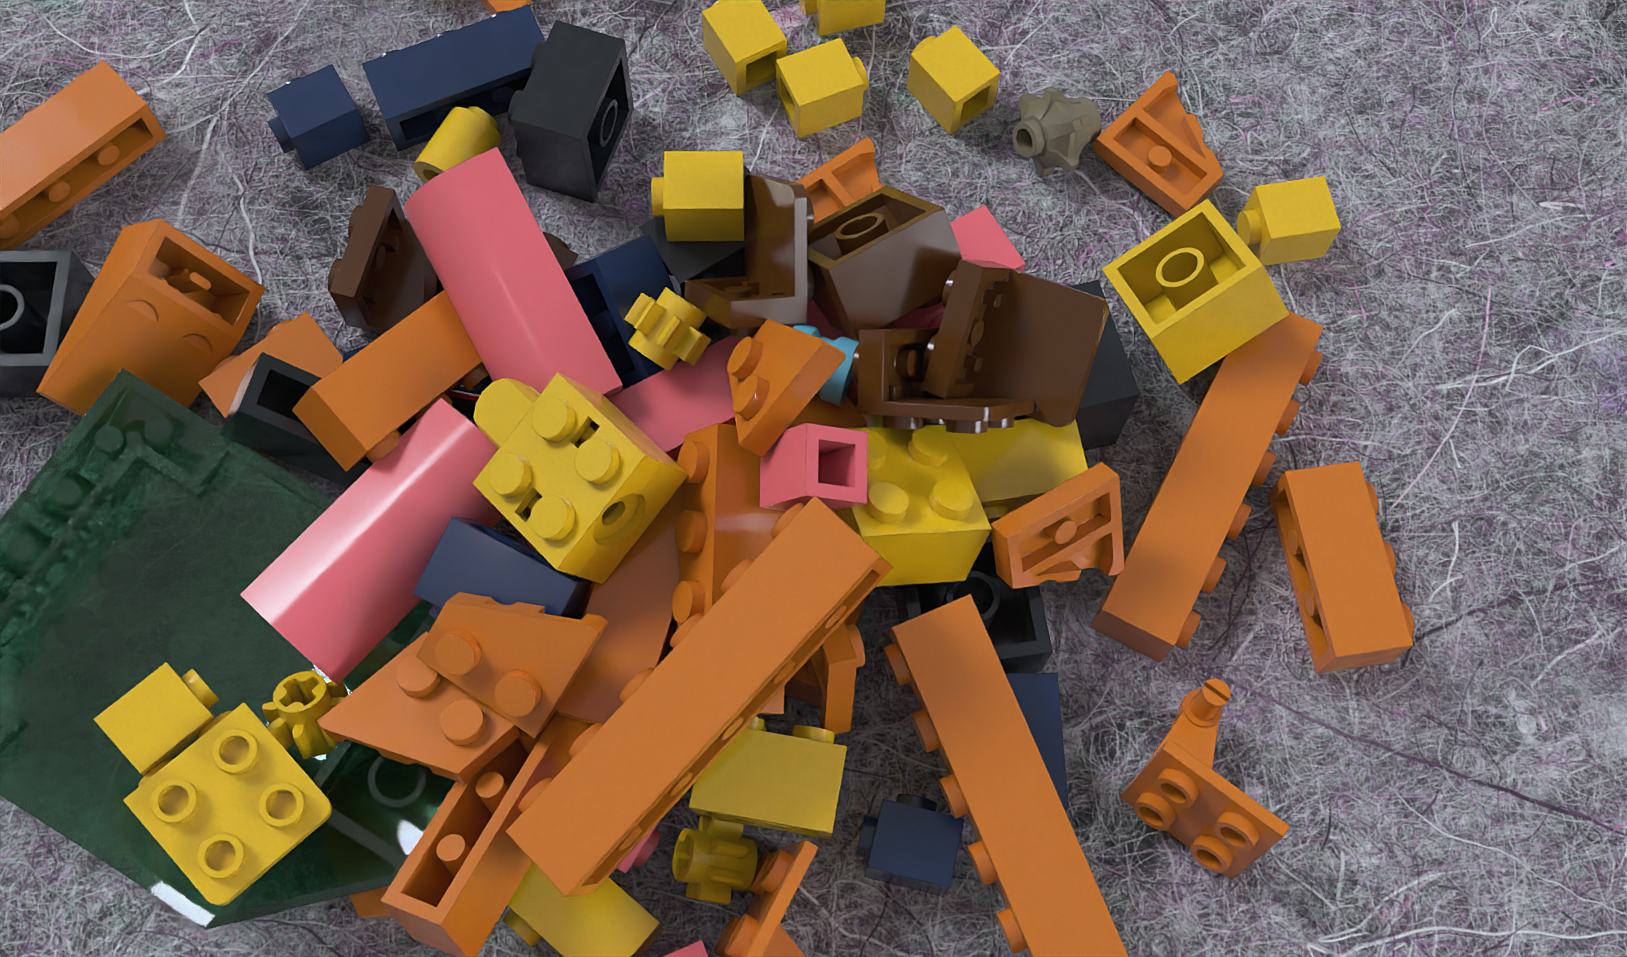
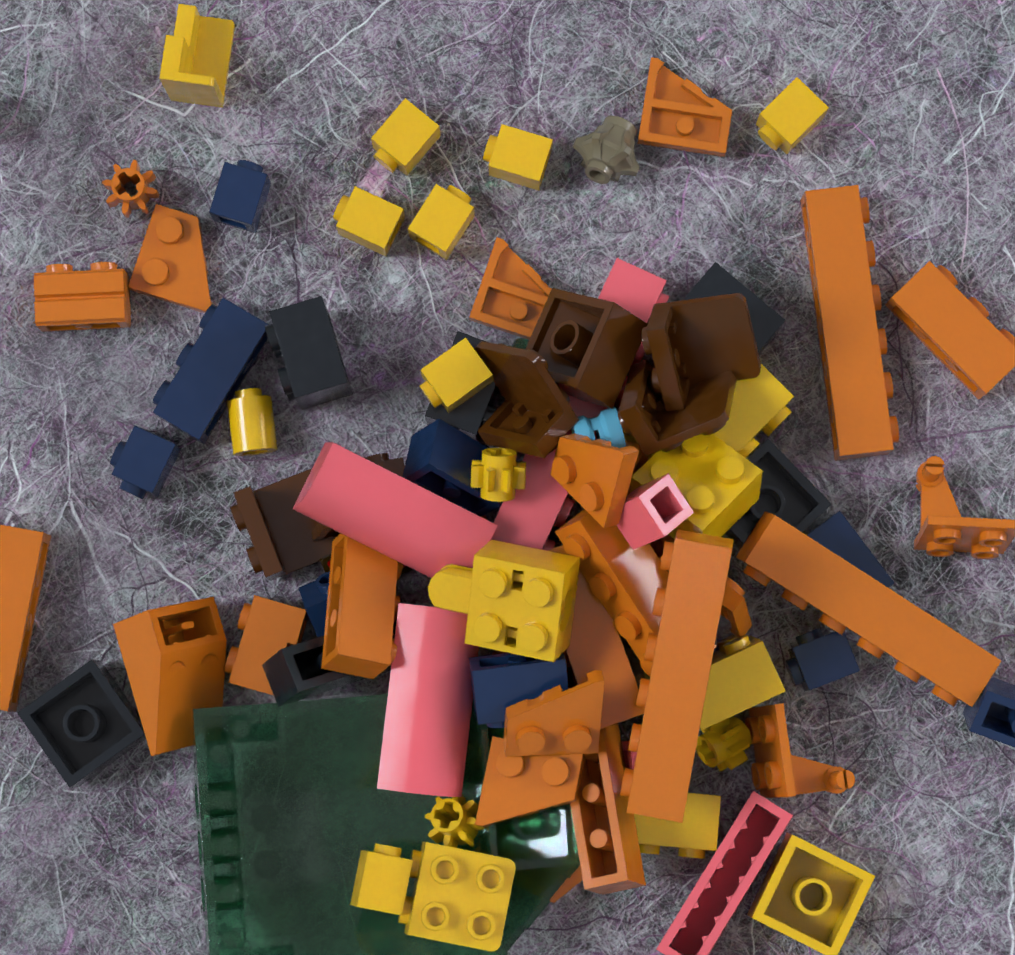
camera: 30 degrees left, 15 degrees up
(1063, 532) = (792, 448): orange wing -> none
(1196, 291) = (769, 219): yellow brick -> none

